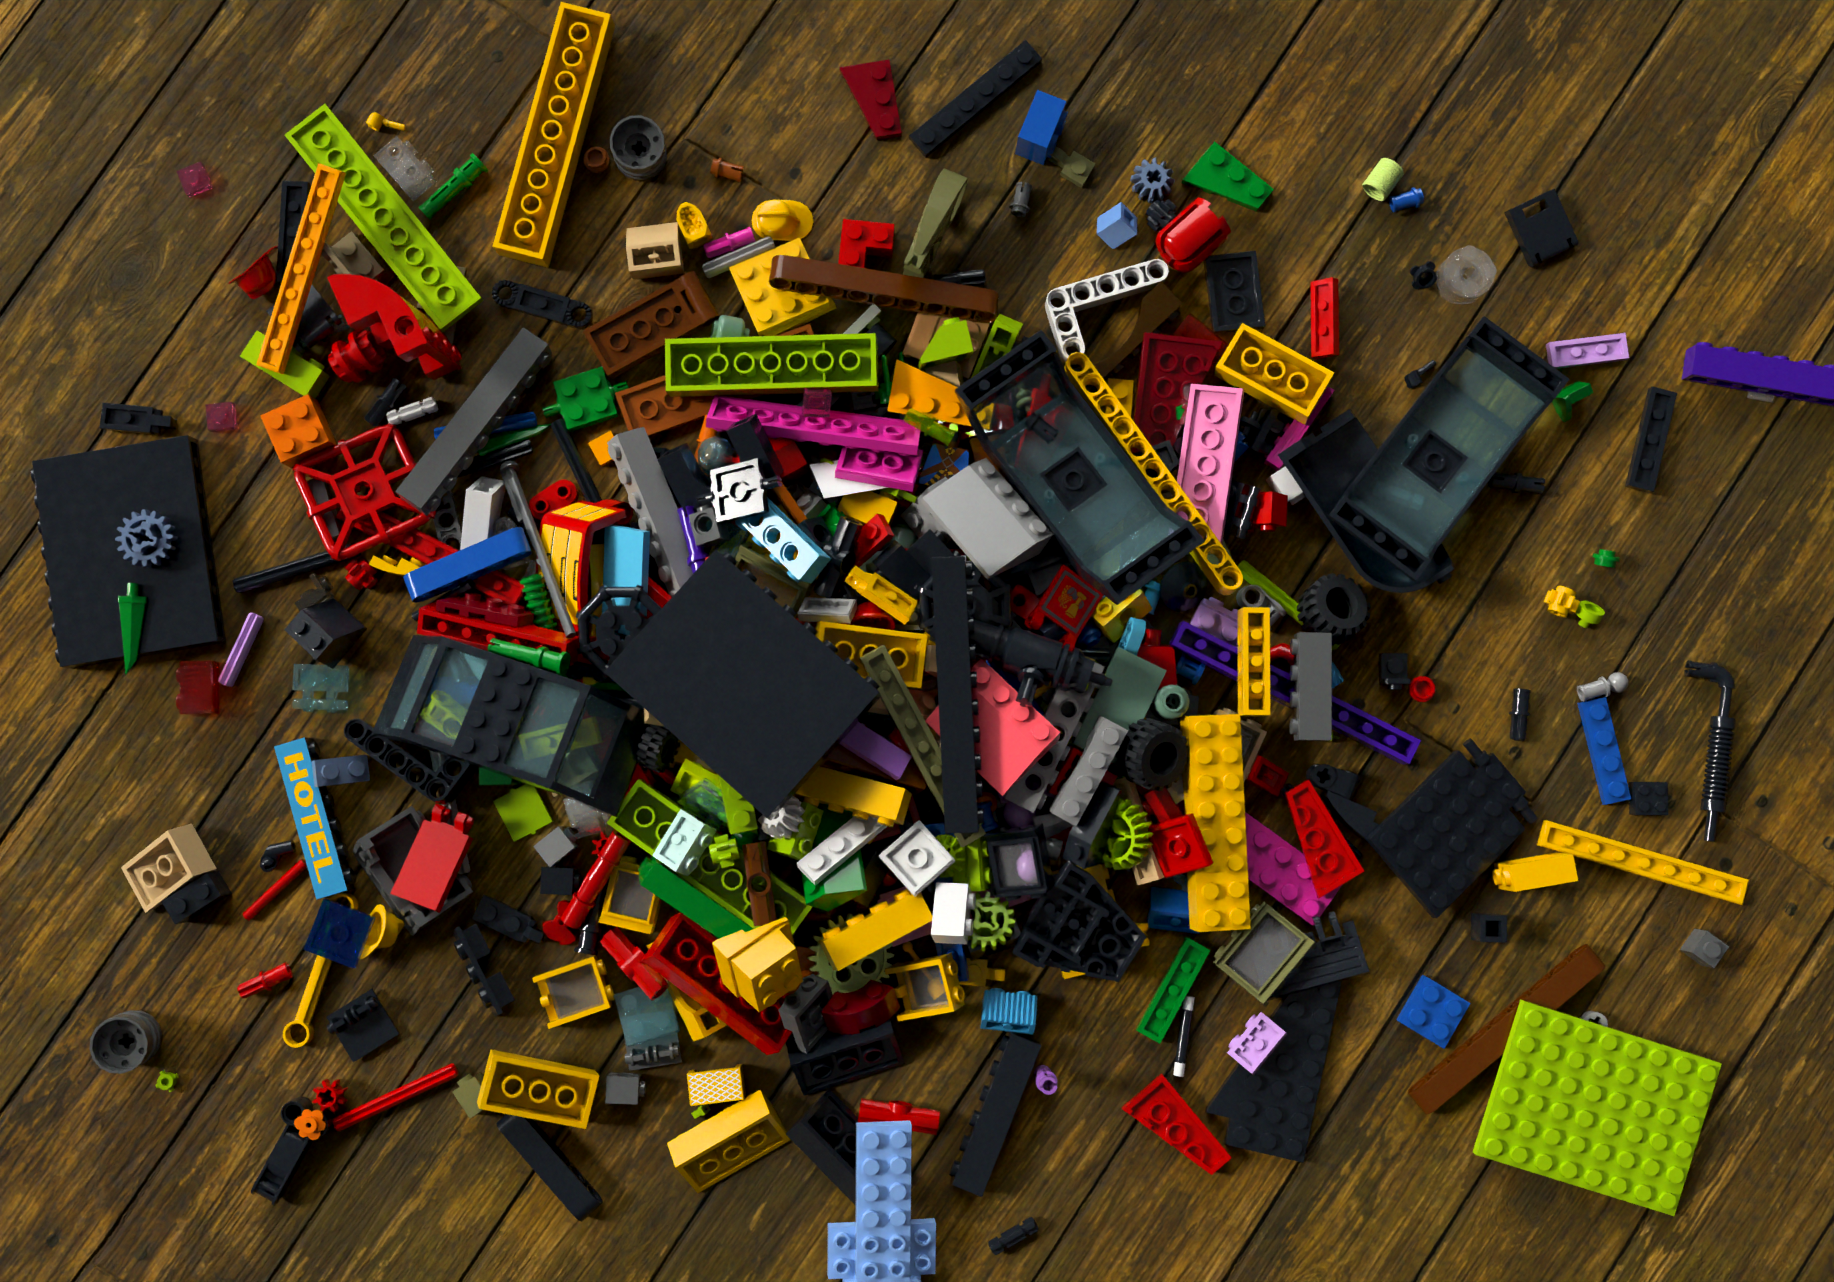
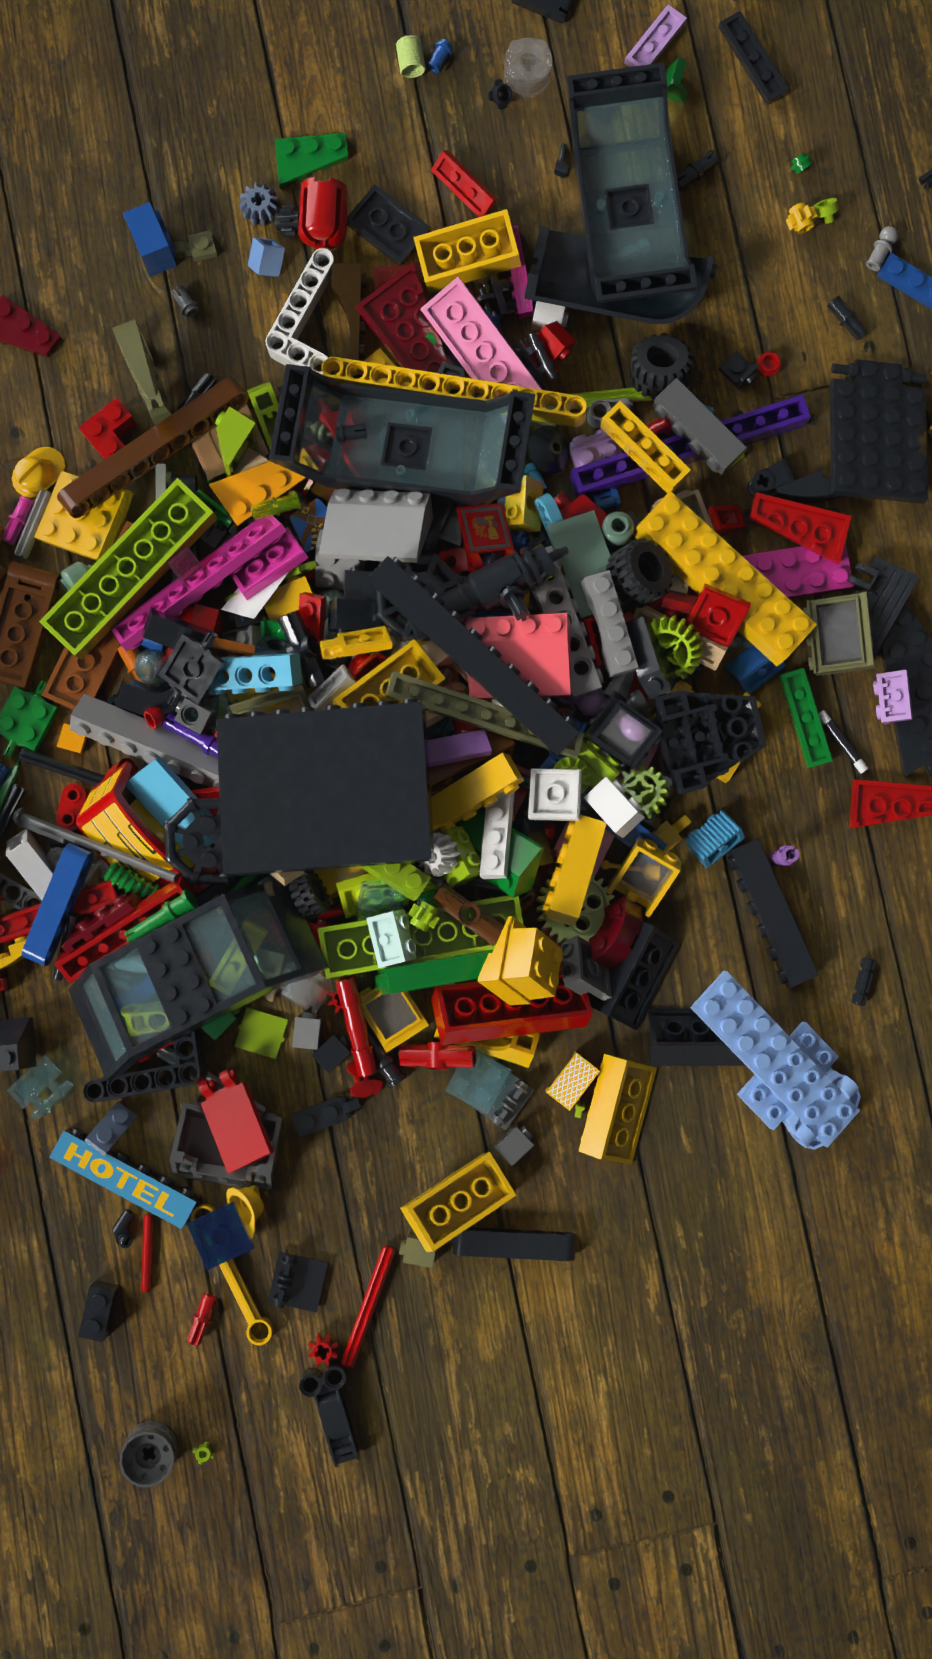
camera: 45 degrees left, 0 degrees up
(167, 866) = (57, 1310): tan slope -> none
(315, 1119) = (329, 1373): orange plant -> none
(472, 947) = (318, 1156): black brick -> none
(574, 991) = (416, 1115): window -> none
(676, 497) = (154, 717): none -> red hinge
(922, 1119) = (733, 963): red piece -> none
(975, 98) = (87, 265): black plate -> none

